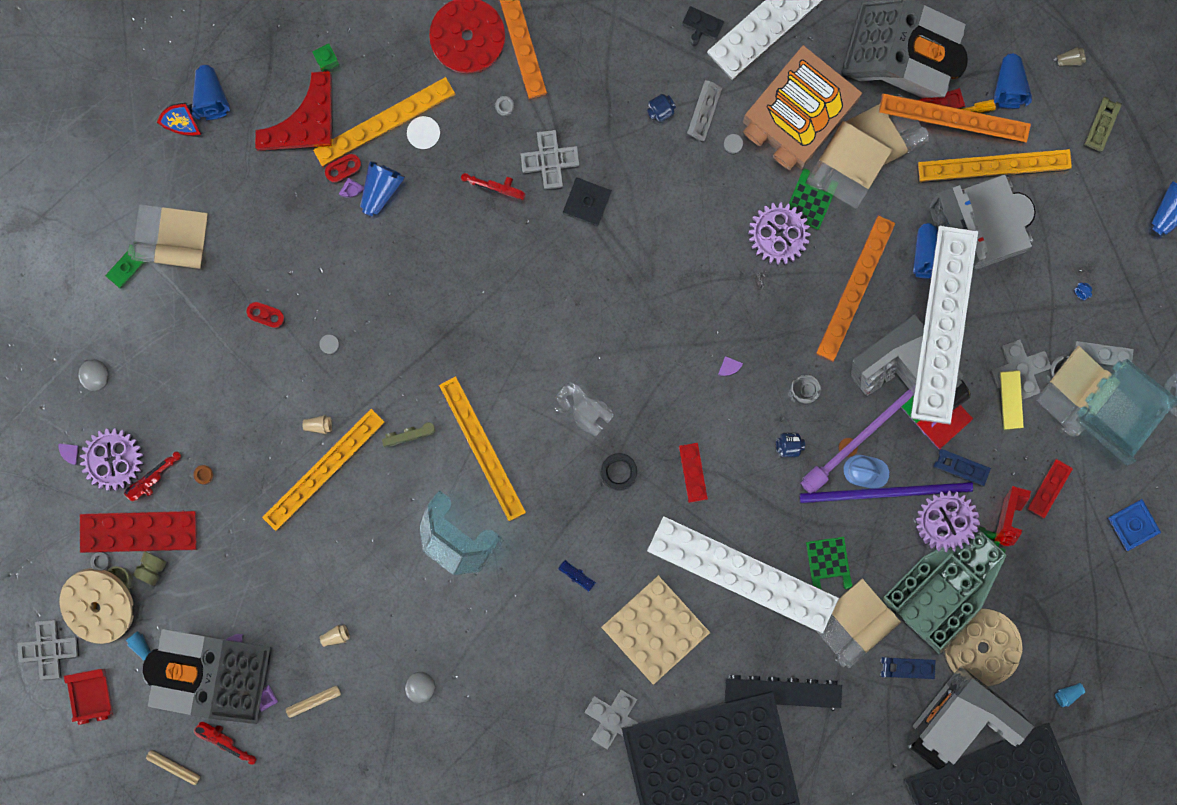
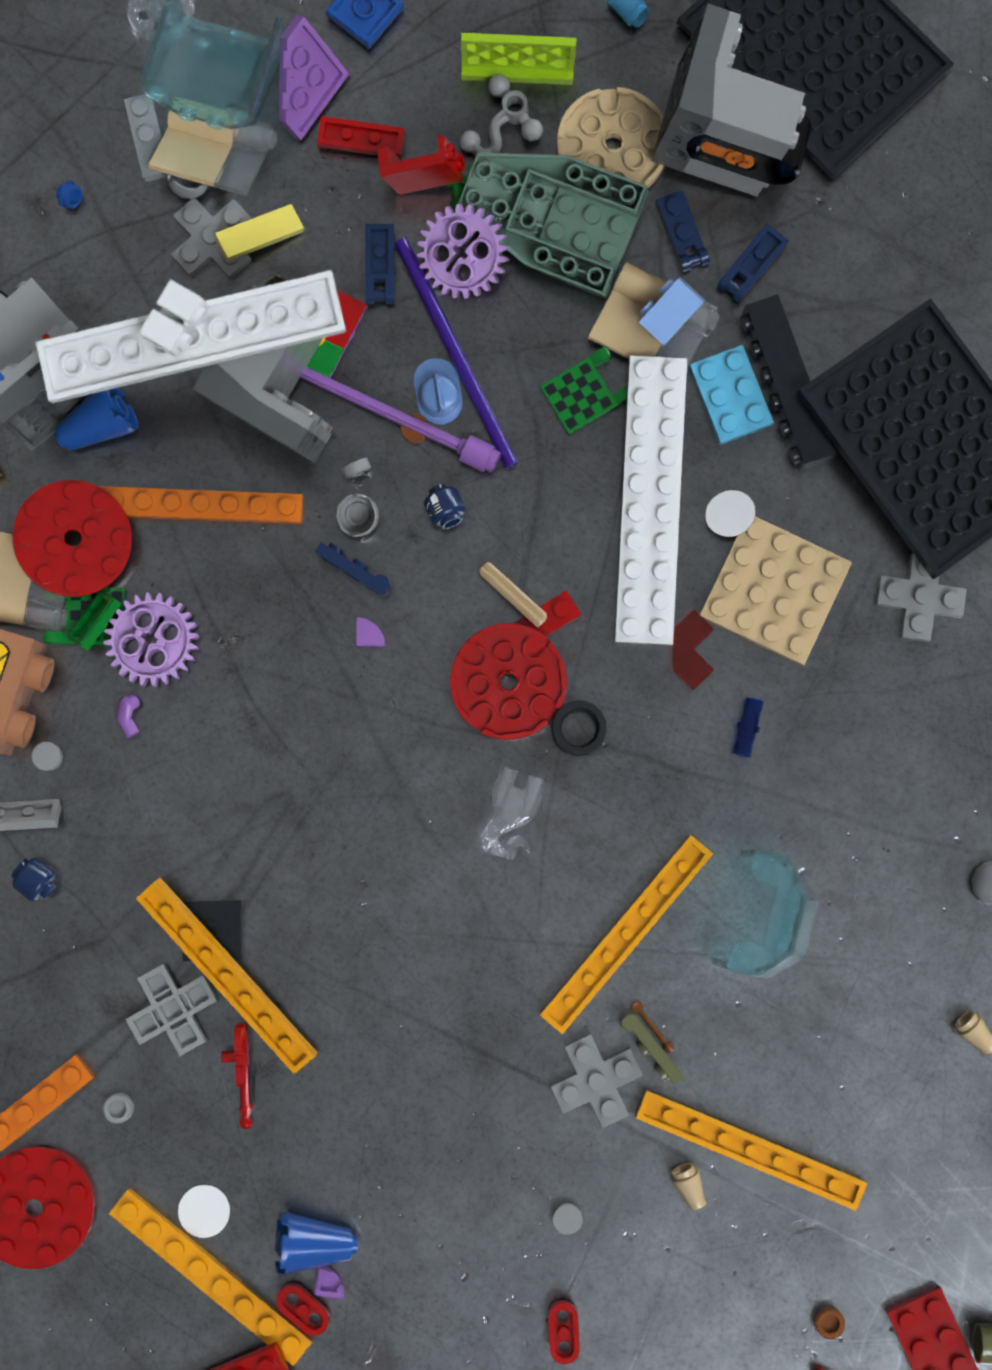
camera: 115 degrees left, 0 degrees up
(402, 395) = (596, 1080): none -> light grey plate
(435, 438) = (637, 1007): none -> dark orange hinge
(556, 199) = (227, 975): none -> light orange plate
(648, 562) = (686, 660): none -> clear red tile
(651, 425) = (512, 711): none -> red plate
(714, 621) = (730, 513): none -> white sticker
(718, 464) = (513, 594): none -> tan axle
(740, 199) = (124, 715): none -> medium lavender arm
(773, 374) = (355, 569): none -> dark blue plate
(790, 654) = (731, 394): none -> medium azure plate
(804, 203) = (94, 620): none -> green plate
(836, 400) = (356, 468): none -> light grey tile
(856, 635) = (671, 310): none -> light blue piece
(869, 704) = (753, 262): none -> dark blue plate
(879, 205) = (64, 508): none -> red plate
(954, 316) = (177, 319): none -> white piece
(1012, 598) = (530, 129): none -> light grey piece
(1059, 607) = (521, 60): none -> lime fence
(1099, 467) = (307, 76): none -> medium lavender plate

